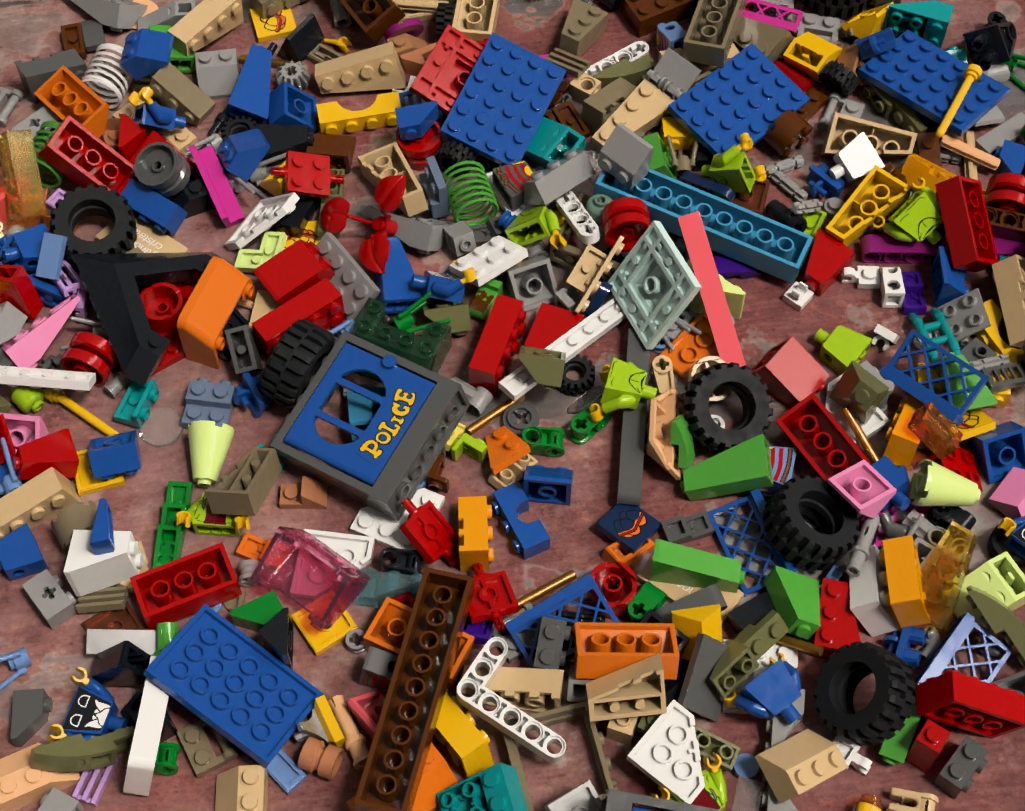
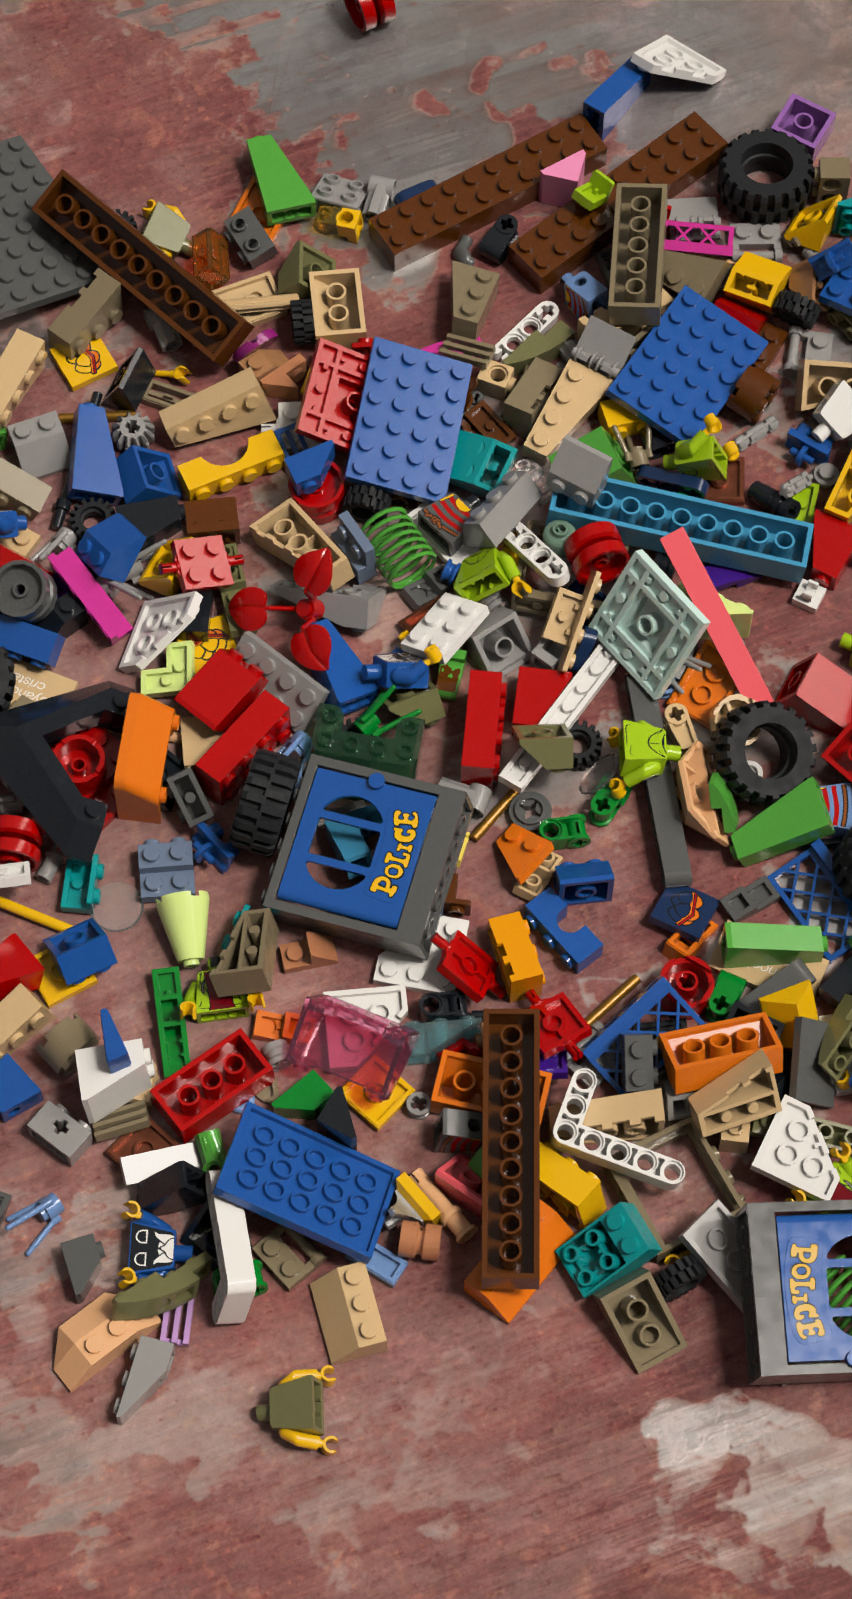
camera: 15 degrees left, 5 degrees up
(459, 238) = (400, 605): light grey brick -> none
(471, 446) = (484, 856): lime bracket -> none
(789, 186) = (768, 459): light grey axle -> none

